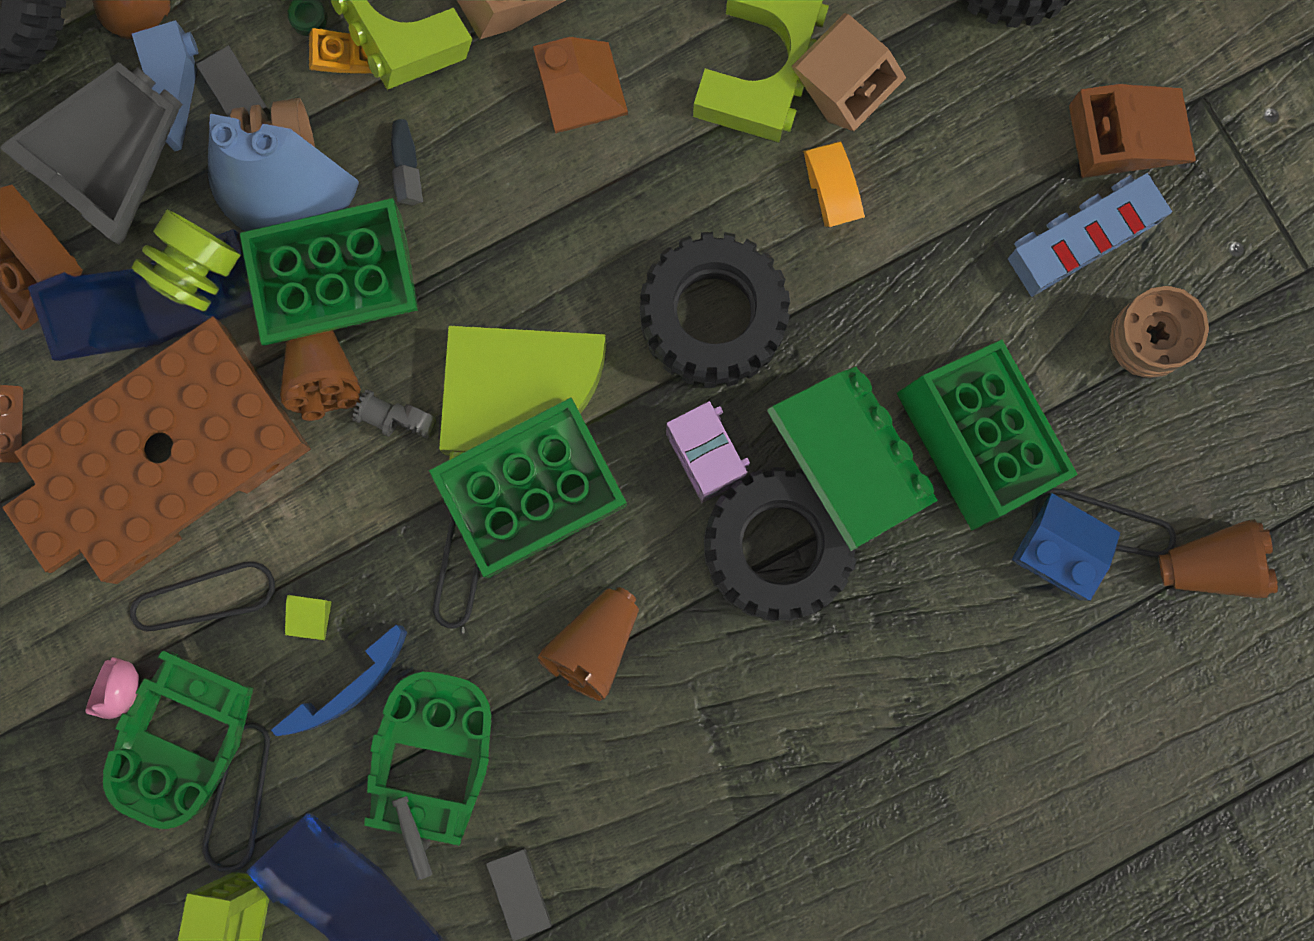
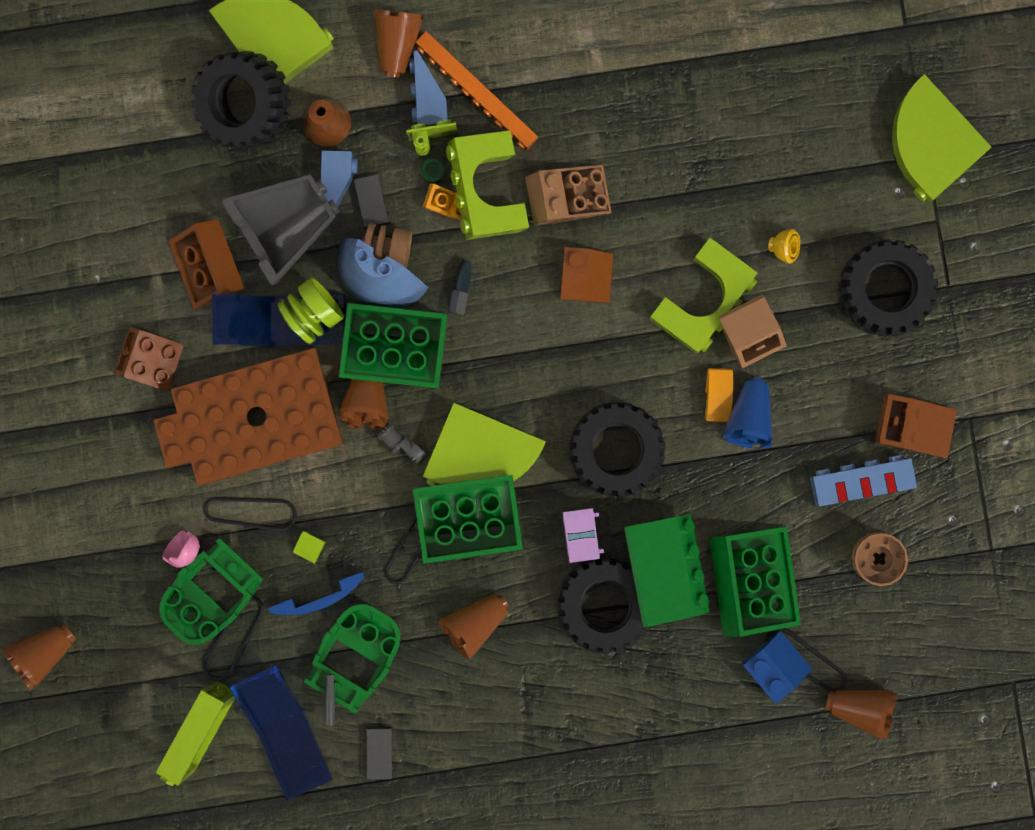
camera: 20 degrees right, 5 degrees up
(893, 199) = (751, 416): none -> blue cone

